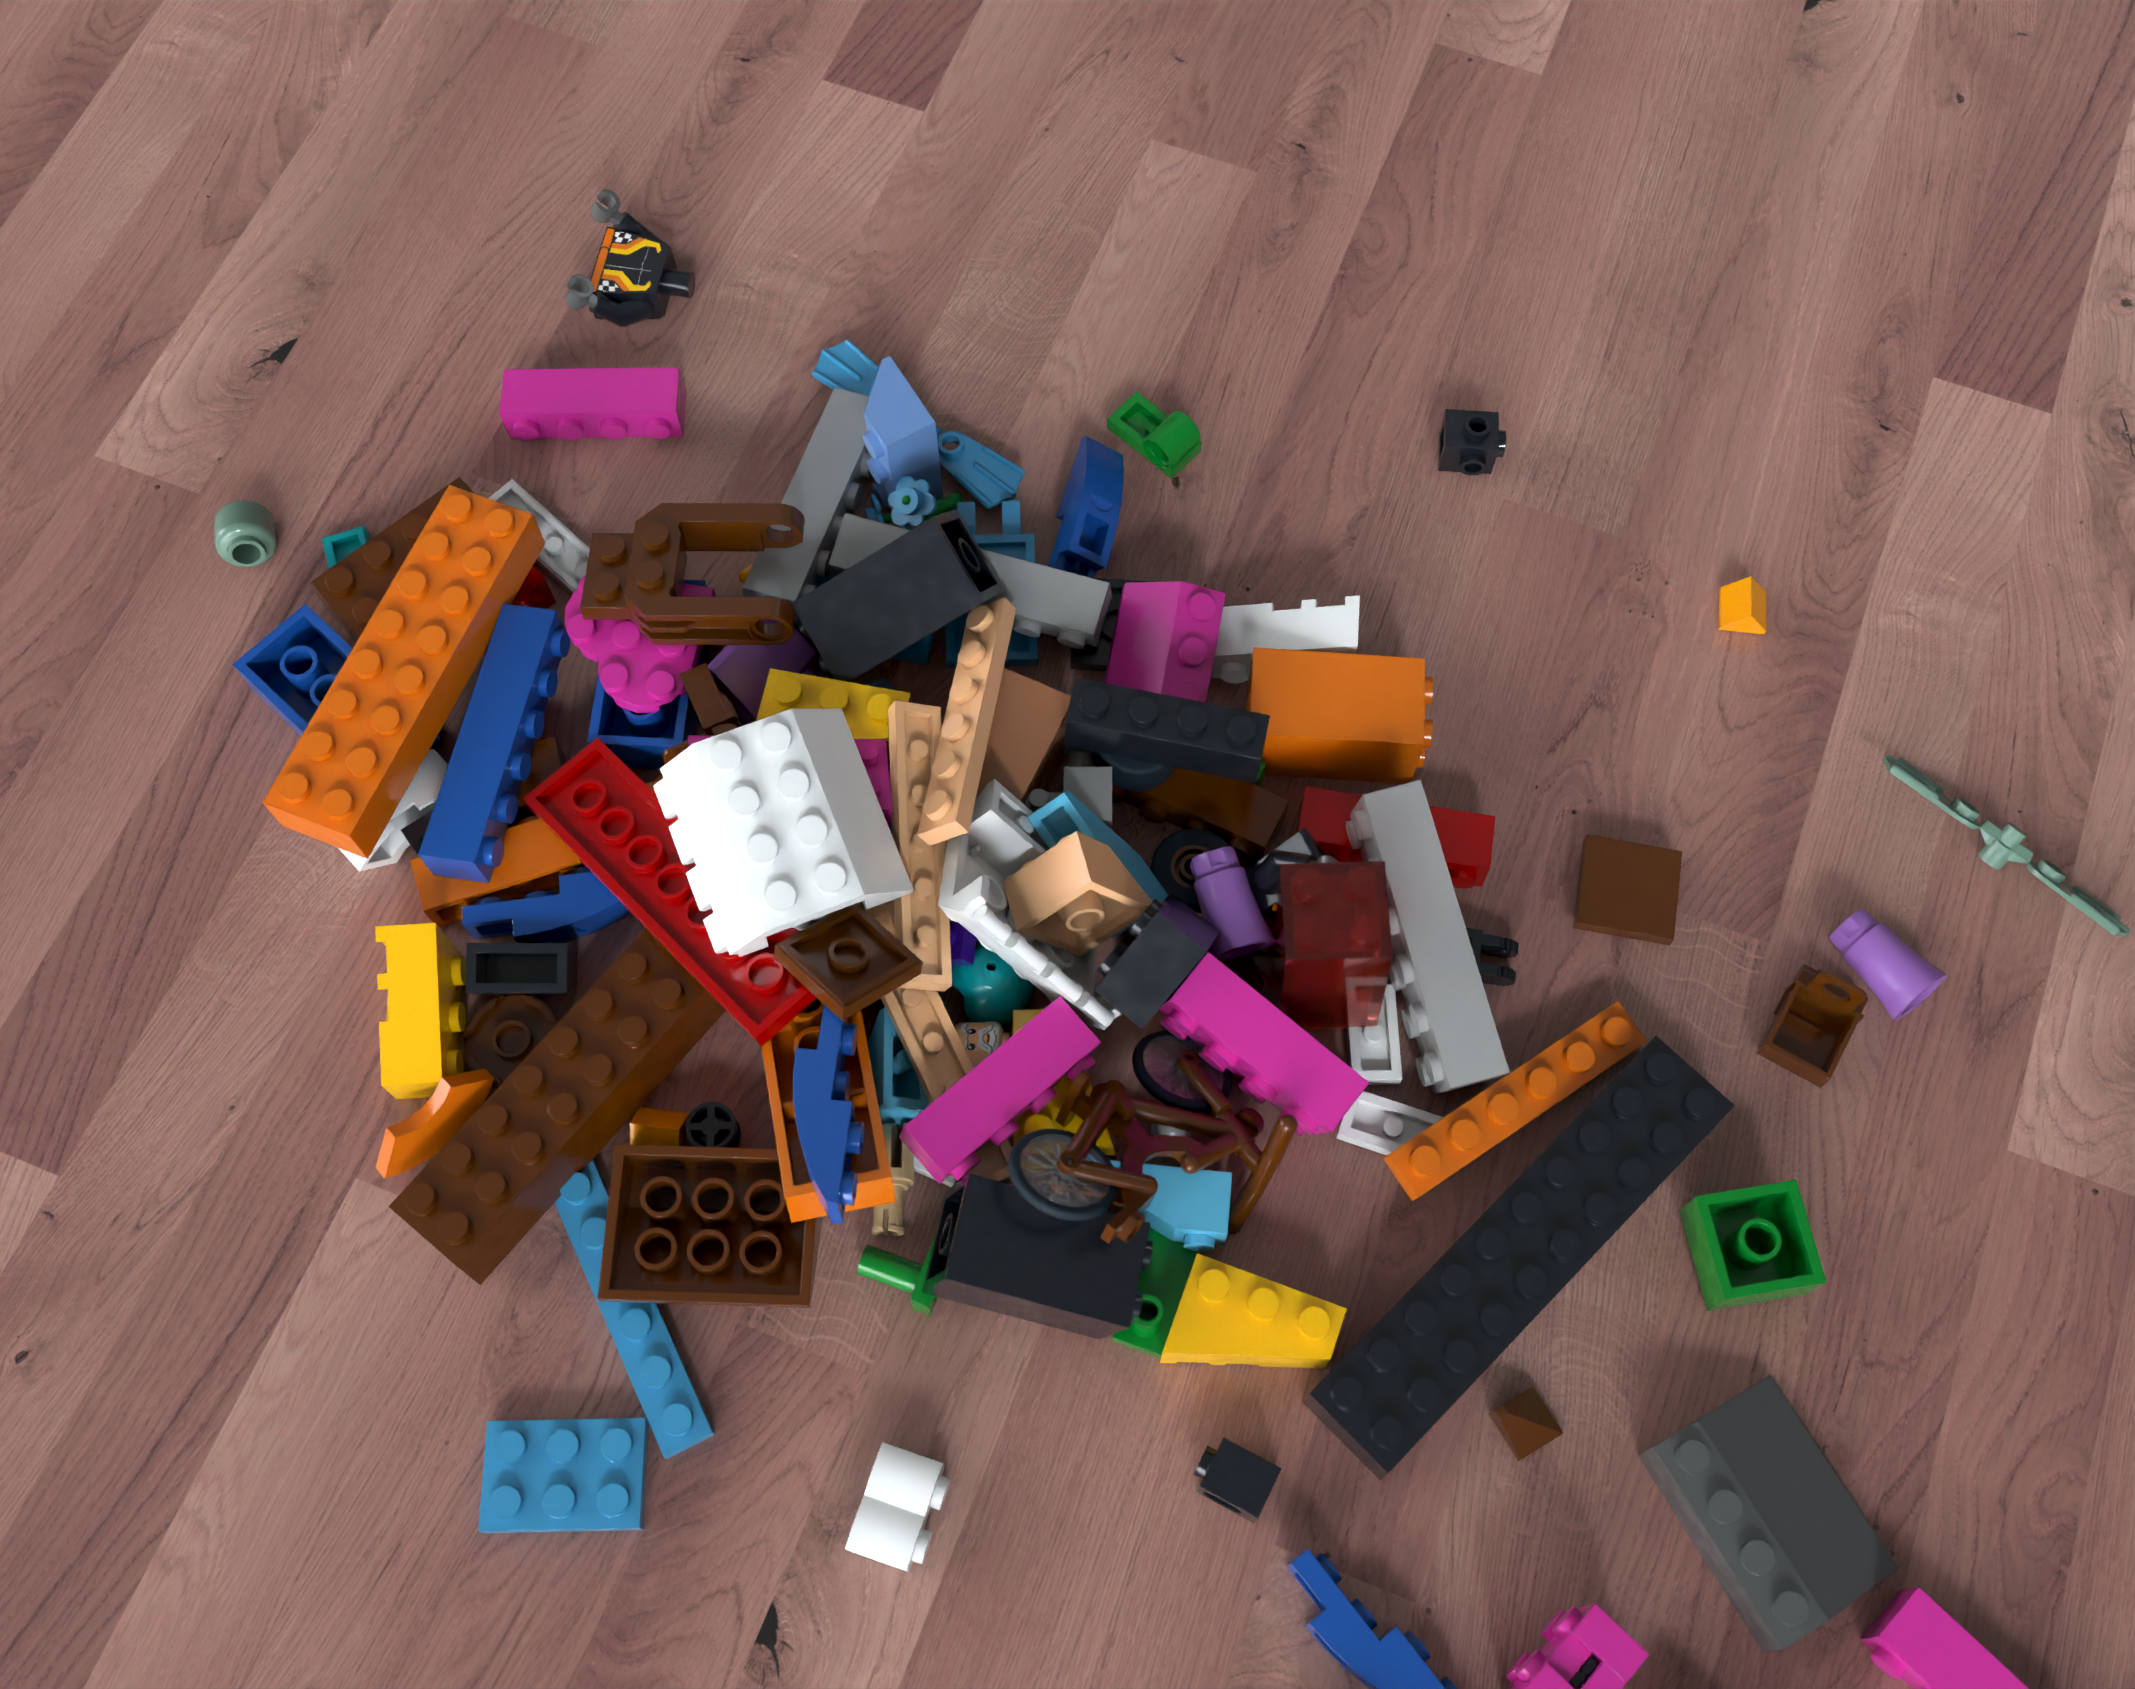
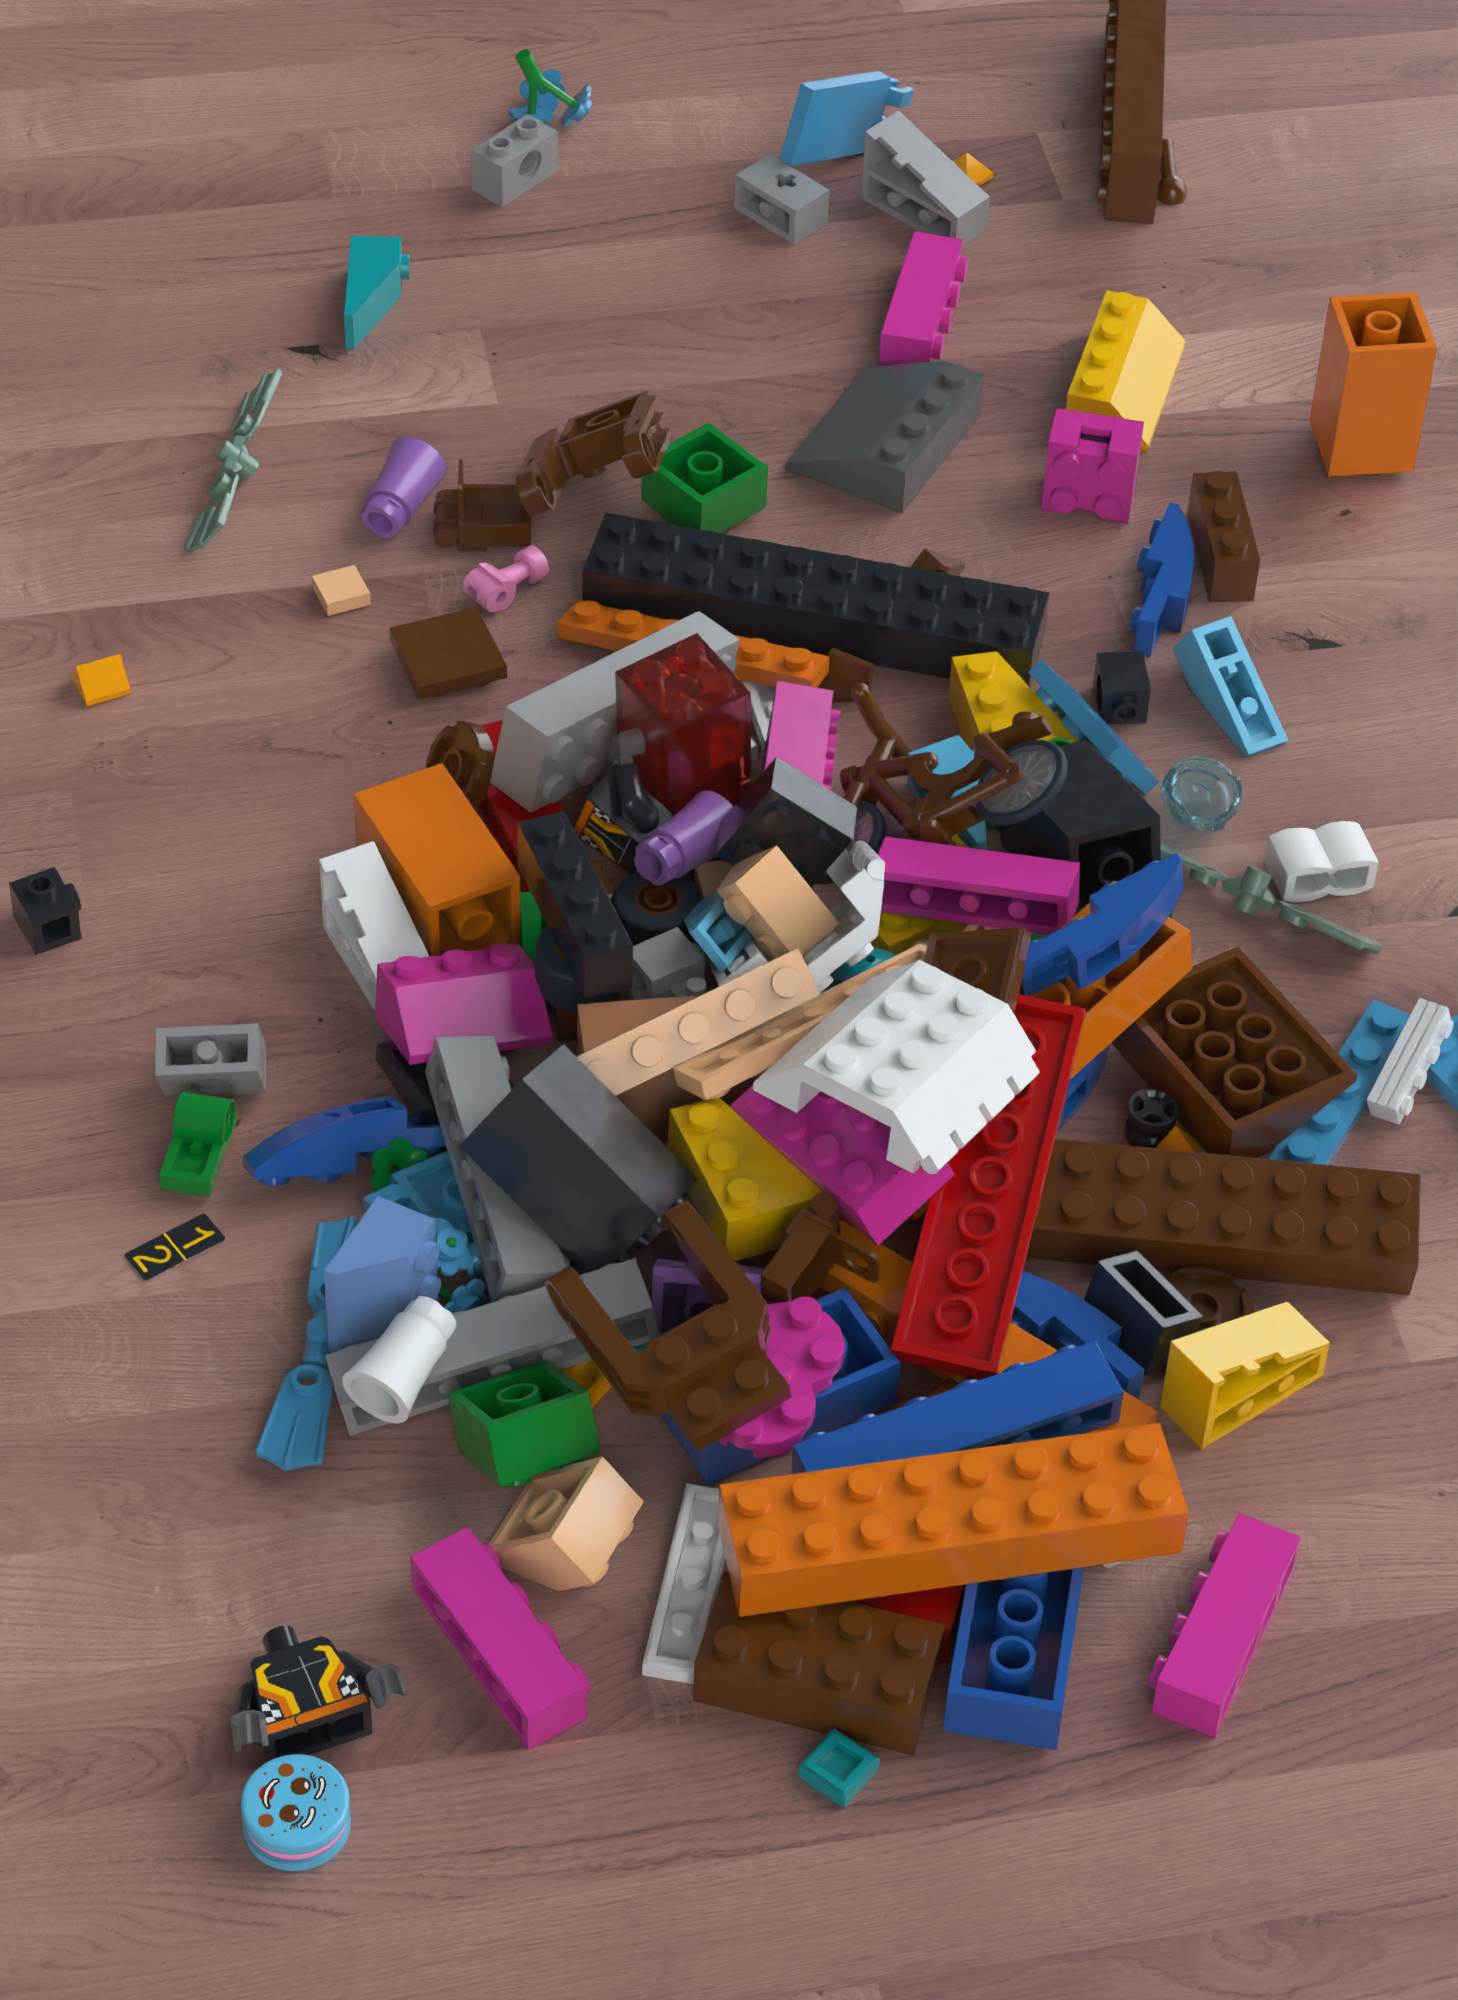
camera: 125 degrees left, 20 degrees down
(240, 854) = (1224, 1625): none -> dark pink brick
(244, 533) = (899, 1862): sand green head -> none
(432, 1126) = (1347, 1311): orange tile -> none
(559, 237) = (295, 1812): none -> medium azure head
(611, 1398) = (1409, 1061): none -> white piece
(640, 474) = (567, 1525): none -> light nougat slope
(732, 468) = (524, 1423): none -> green brick
(814, 1452) = (1253, 893): none -> sand green piece
(815, 407) = (400, 1361): none -> white plant
(1038, 1442) = (1201, 794): none -> clear light blue hat
(1045, 541) = (393, 1159): none -> green plant
(1079, 392) = (174, 1247): none -> black sticker
(1174, 1593) = (1229, 686): none -> medium azure slope
(1184, 1393) = (1088, 725): none -> dark azure plate
(1223, 466) = (211, 1060): none -> light grey brick
(1403, 1219) = (844, 673): none -> reddish brown slope
(1457, 800) = (467, 757): none -> reddish brown tile
(1700, 976) = (497, 588): none -> bright pink leg
(1770, 852) = (341, 590): none -> light nougat tile
(1867, 1178) = (590, 442): none -> reddish brown plate

